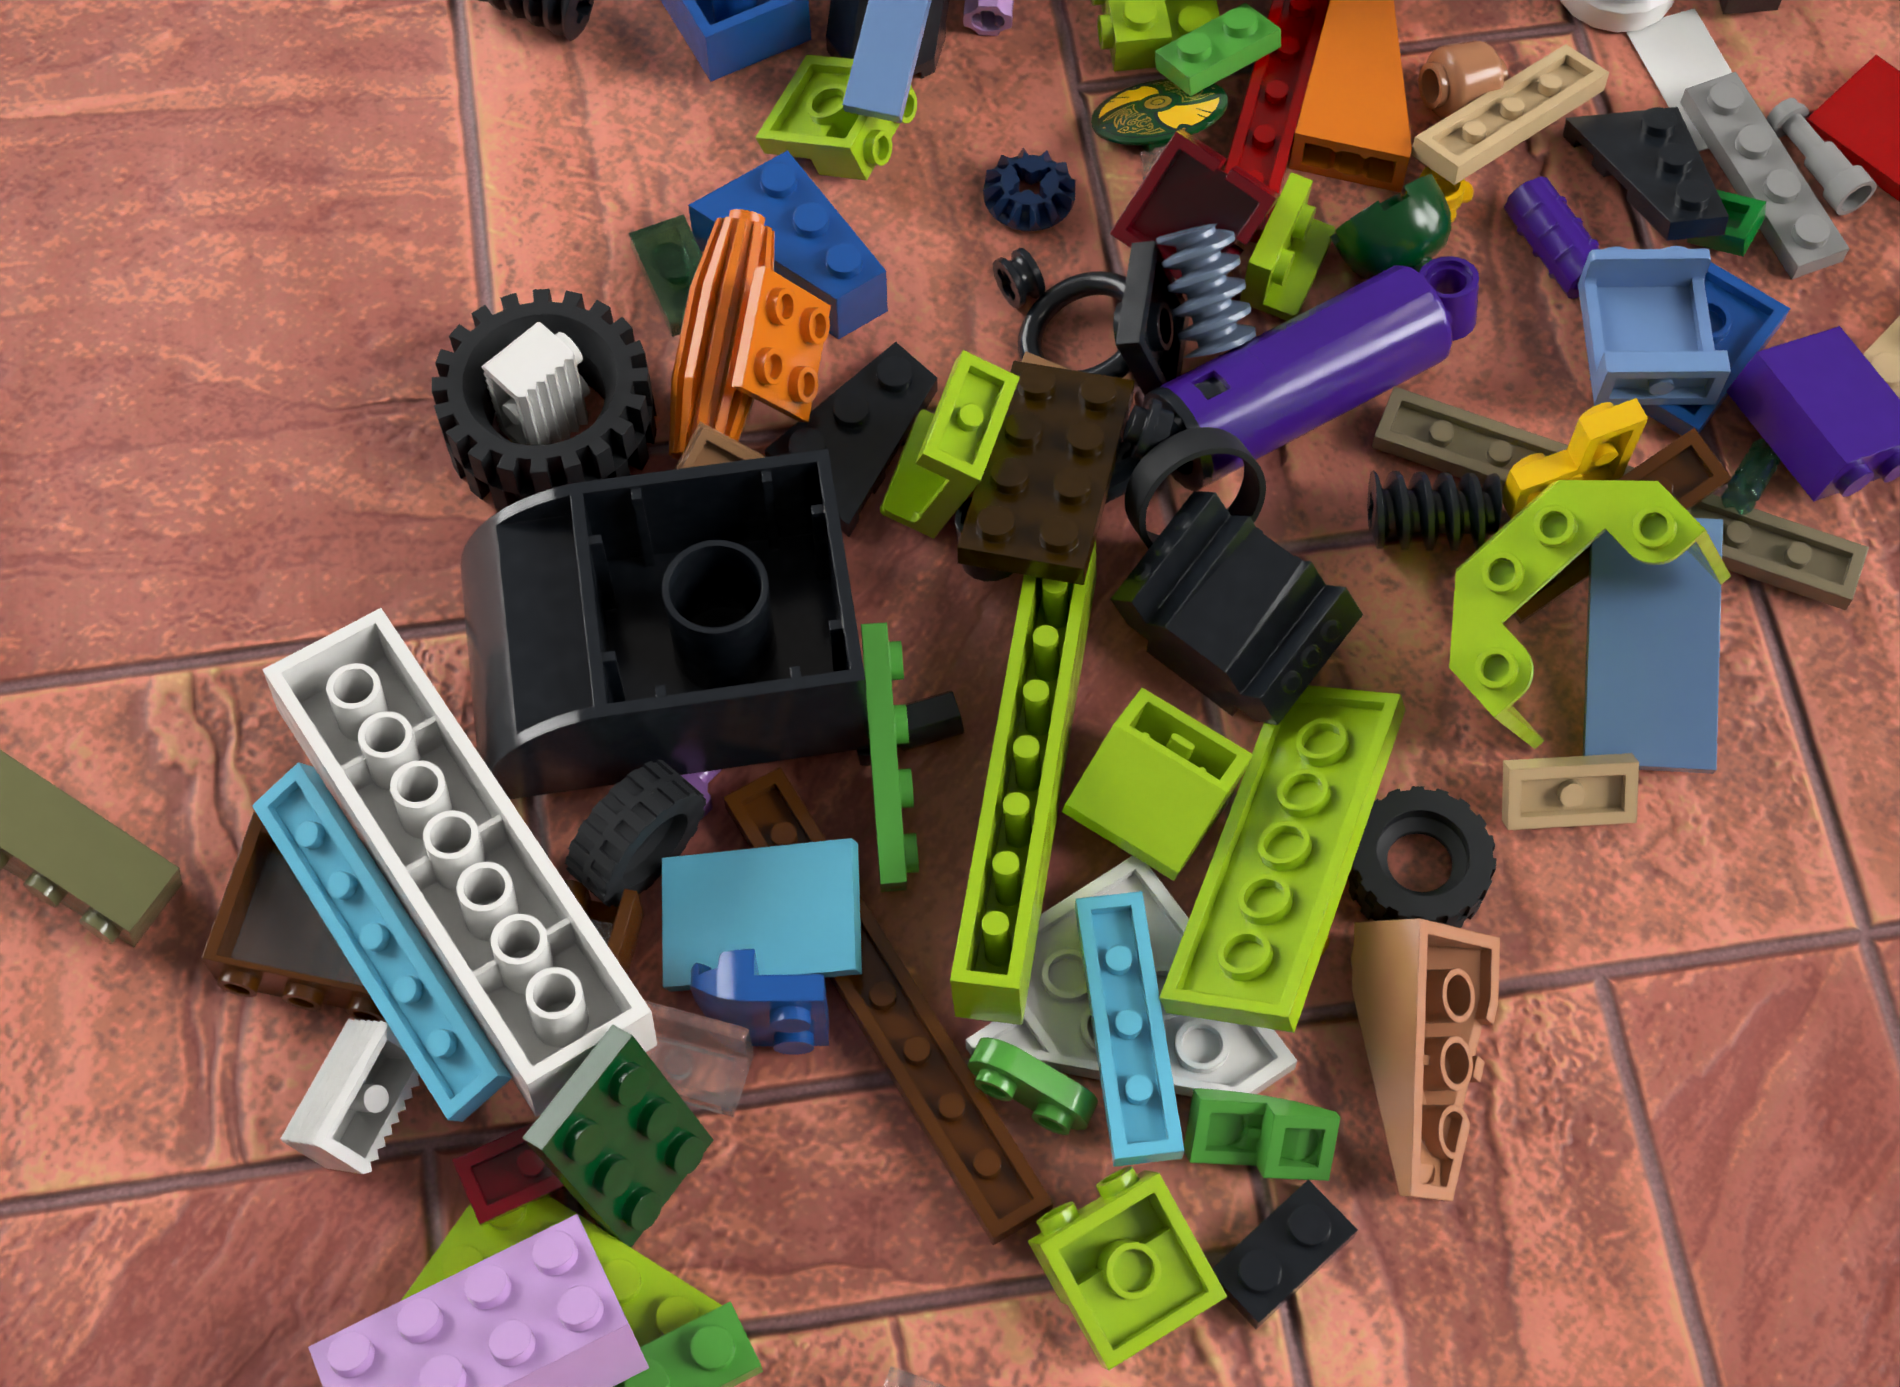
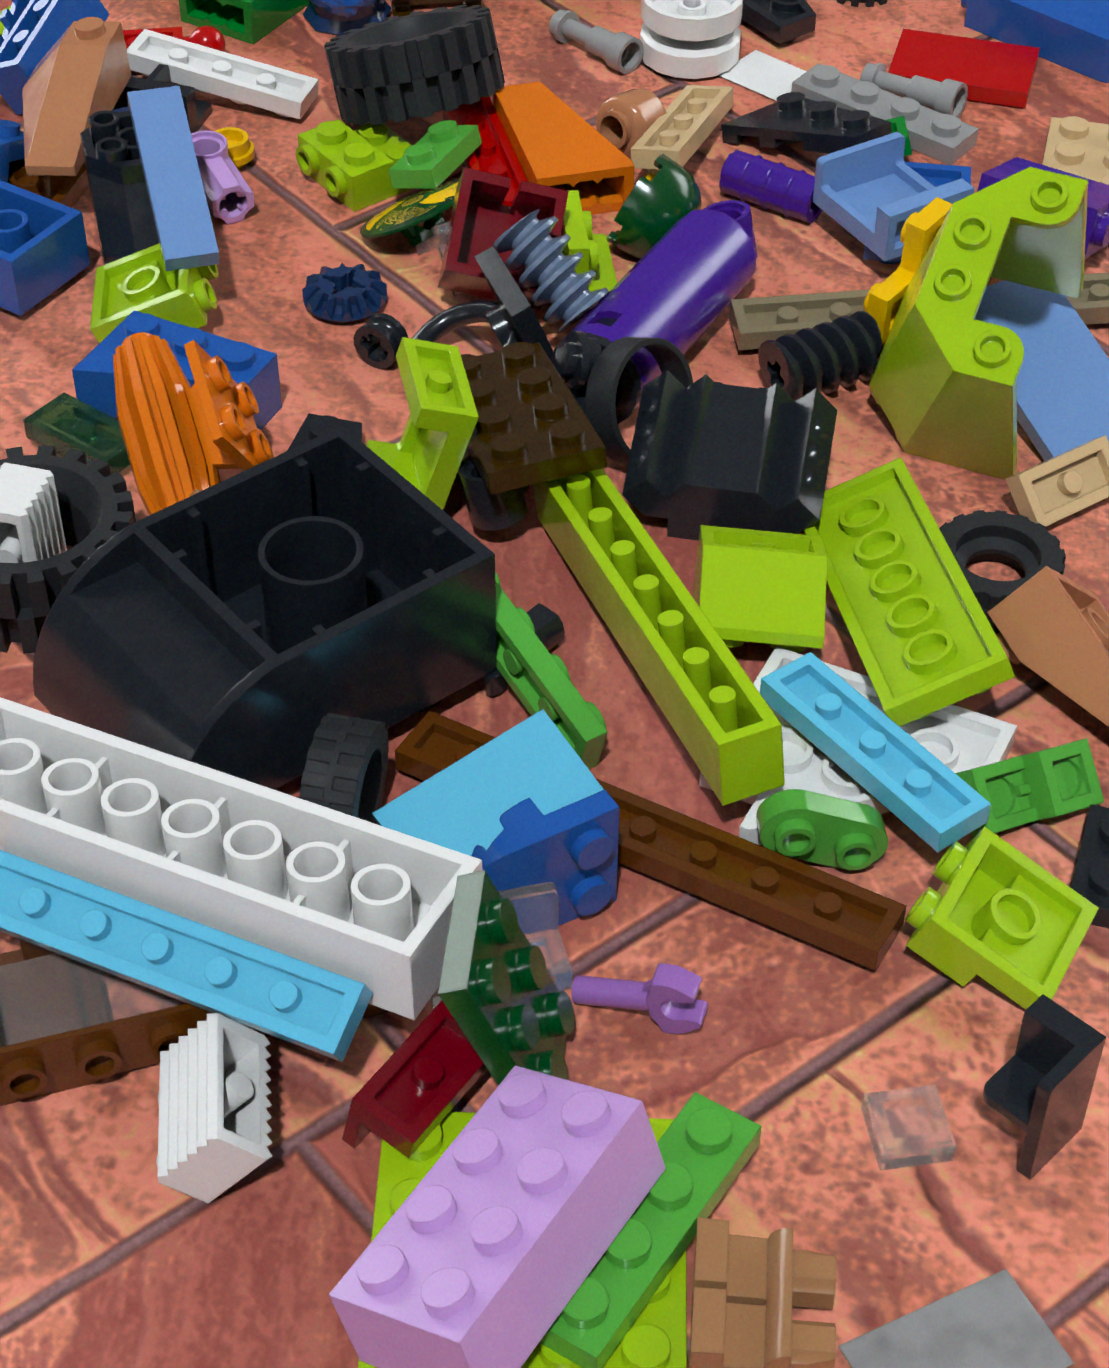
camera: 30 degrees left, 20 degrees down
(783, 1175) = (667, 997): none -> medium lavender bar

